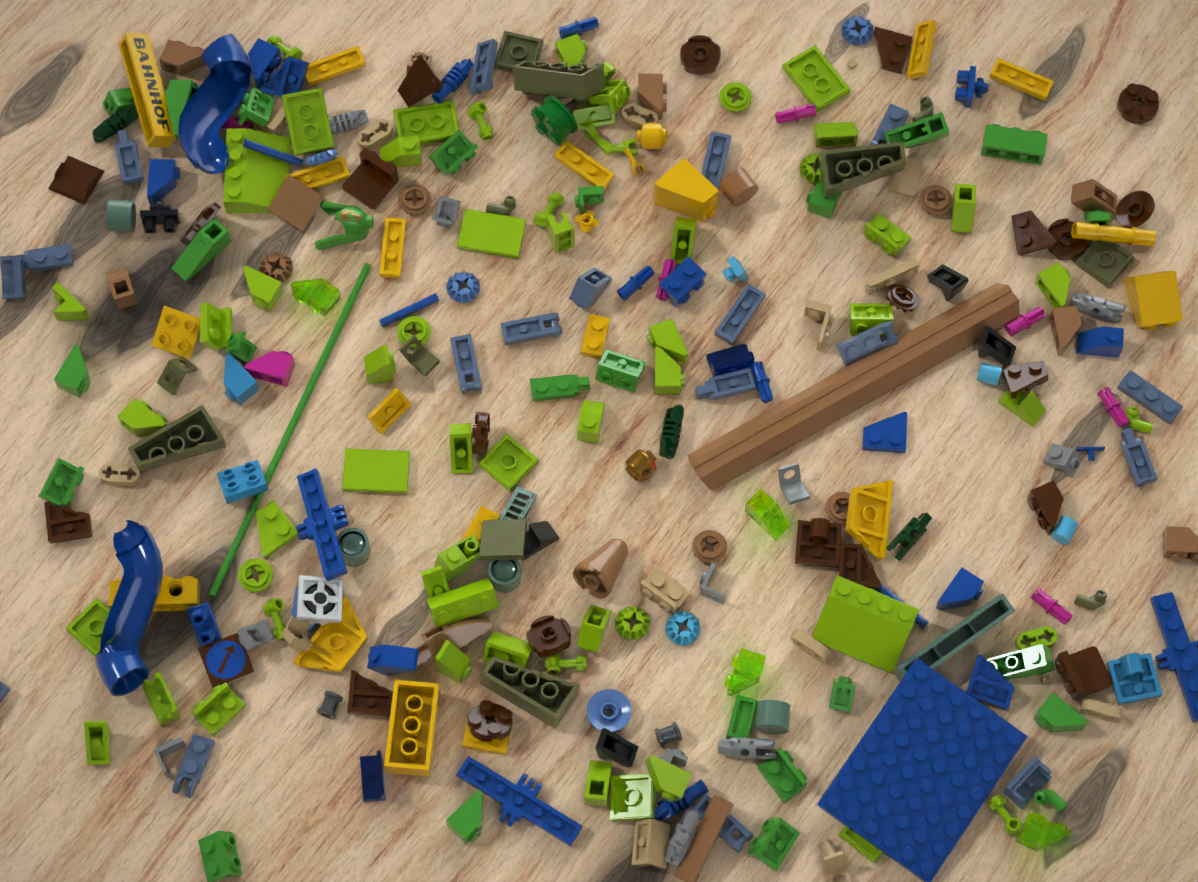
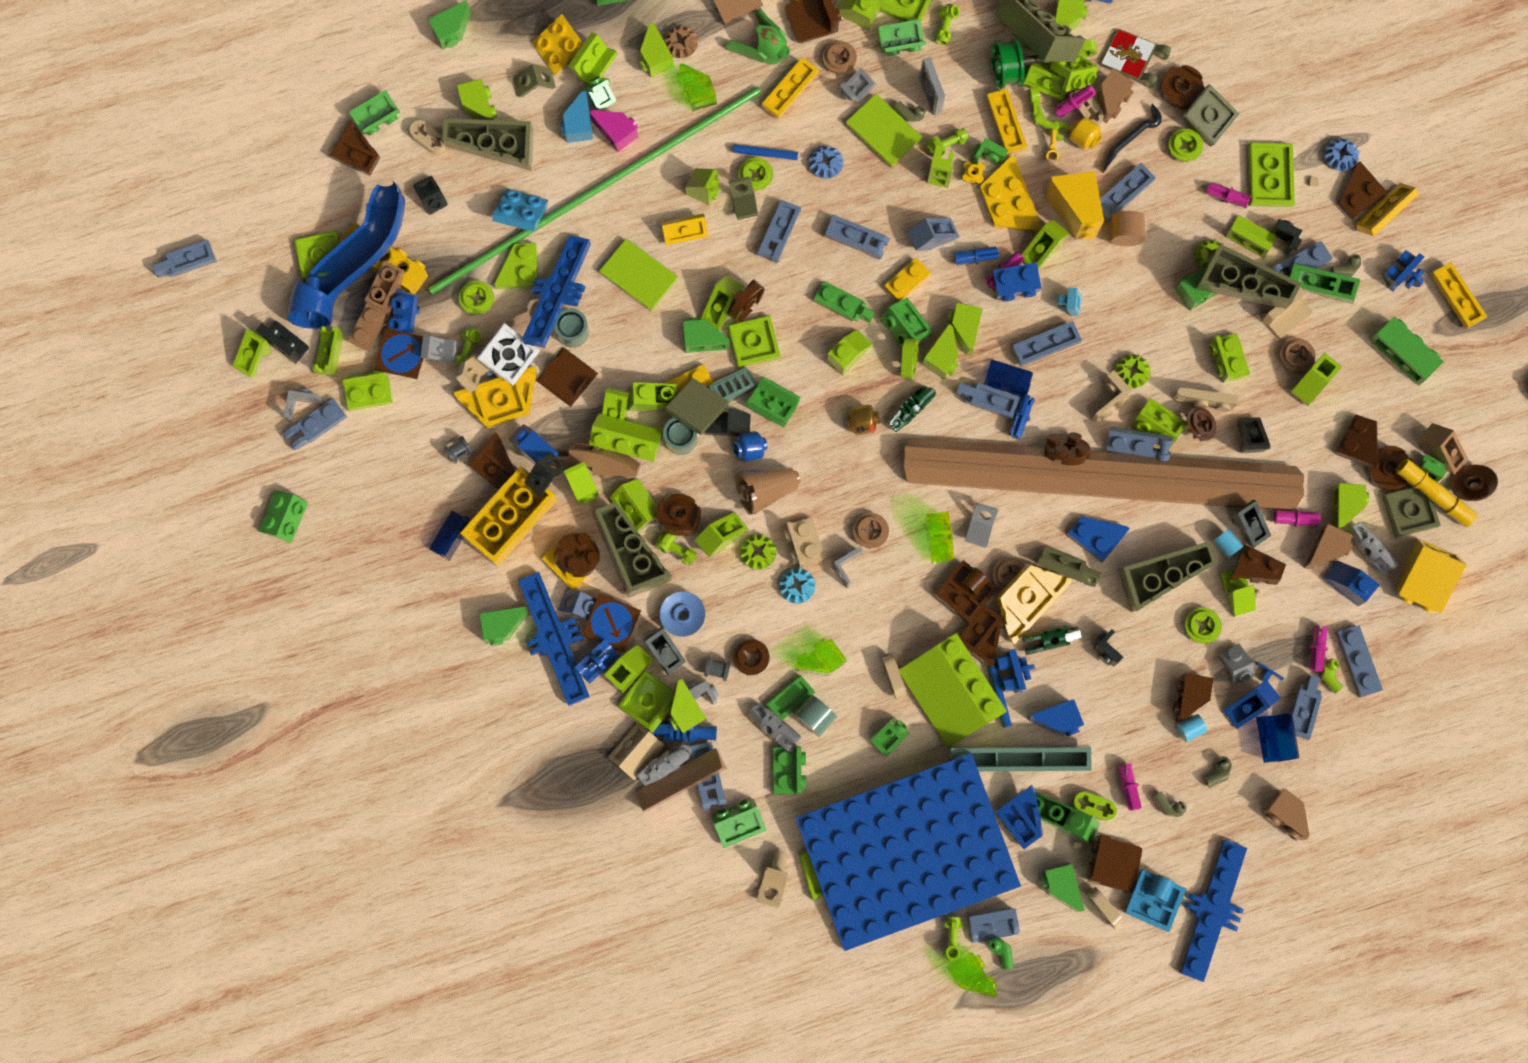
camera: 35 degrees right, 10 degrees up
(118, 715) = (284, 341): none -> pearl dark grey bracket
(156, 518) = (430, 195): none -> pearl dark grey bracket
(179, 634) = (378, 306): none -> medium nougat slope
(376, 589) = (567, 377): none -> reddish brown piece
(420, 672) = (543, 474): none -> pearl dark grey bracket
(465, 484) = (703, 336): none -> bright green slope
(507, 175) = (932, 86): none -> light grey tile
(522, 759) = (581, 604): none -> sand blue bracket
(557, 756) = (611, 622): none -> piece
(559, 497) = (773, 402): none -> bright green bracket
(566, 545) = (749, 446): none -> blue head
(568, 793) = (596, 661): none -> blue hips
(626, 116) = (1074, 100): none -> dark pink axle
(630, 224) = (1009, 199): none -> yellow wing
(643, 394) = (909, 358): none -> lime beam
(644, 55) = (1132, 55): none -> flag
(688, 115) = (1133, 134): none -> black piece
(696, 701) = (751, 646): none -> reddish brown gear
(737, 63) = (1210, 115): none -> olive tile
(812, 287) = (1139, 379): none -> lime gear
(816, 381) = (1067, 448): none -> reddish brown plate
(862, 113) = (1287, 232): none -> pearl dark grey bracket
(882, 471) = (1068, 566): none -> olive hinge
(902, 576) = (1011, 662): none -> blue hips
(955, 432) = (1159, 575): none -> olive wedge
(960, 516) = (1106, 651): none -> pearl dark grey bracket
(1022, 441) = (1213, 624): none -> lime gear
(1095, 482) = (1252, 704): none -> blue slope
(1111, 548) = (1221, 772): none -> olive arm
(1133, 493) = (1277, 738): none -> clear blue panel

